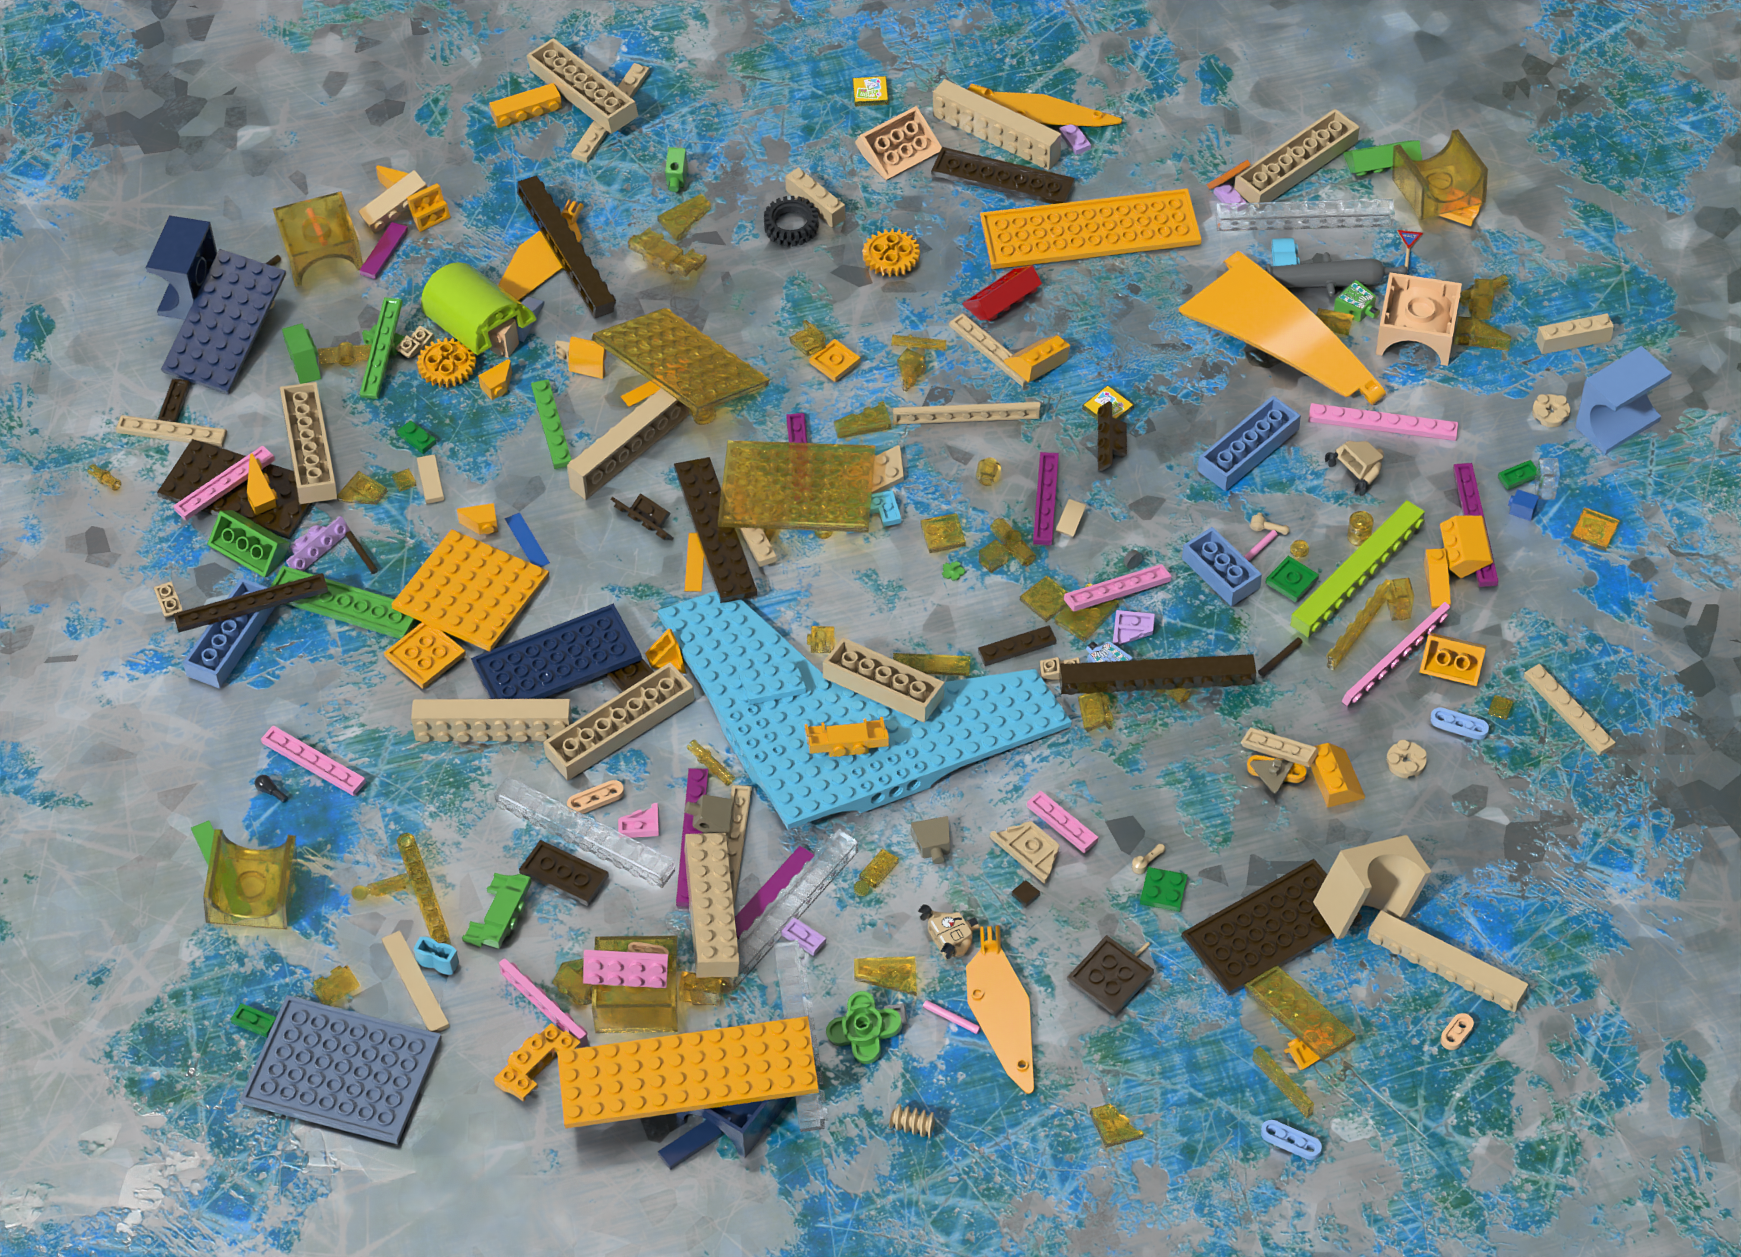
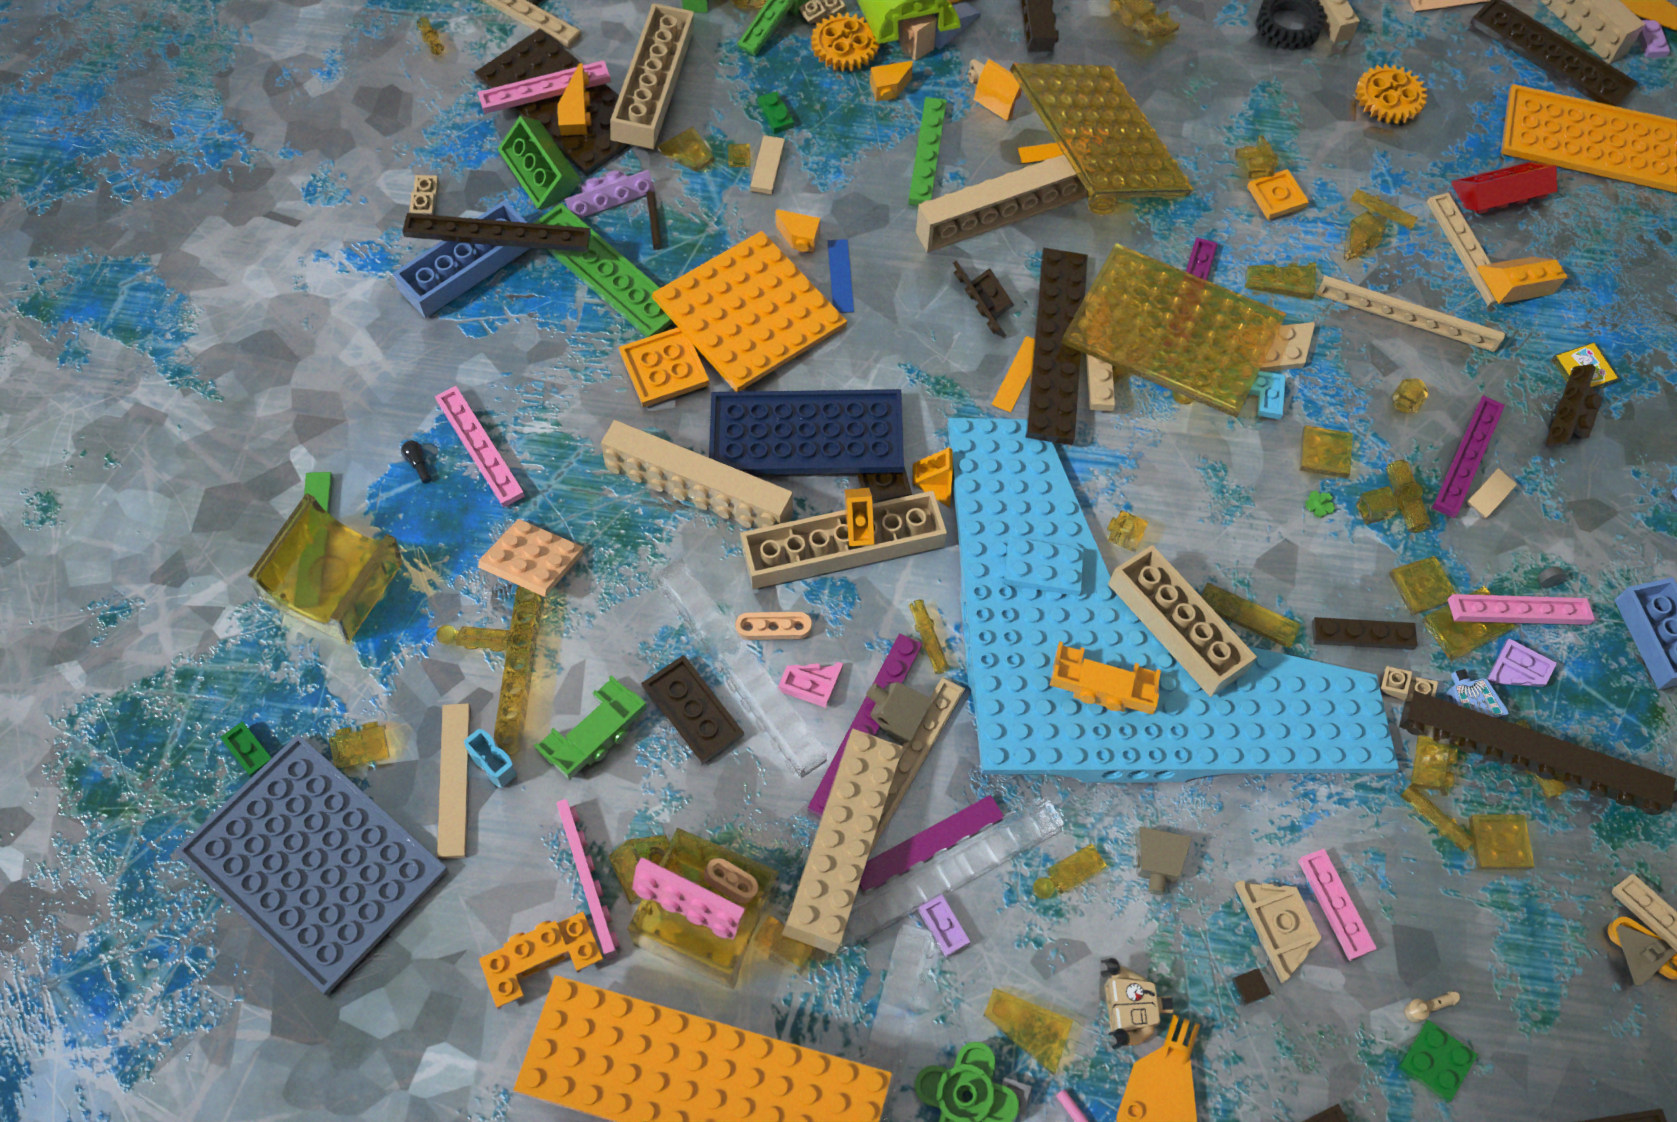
camera: 20 degrees right, 10 degrees up
(395, 818) = (531, 557): none -> light nougat plate
(625, 697) = (859, 516): none -> light orange slope
(1115, 745) = (1437, 818): none -> clear yellow pin
(1157, 742) = (1501, 842): none -> clear yellow plate

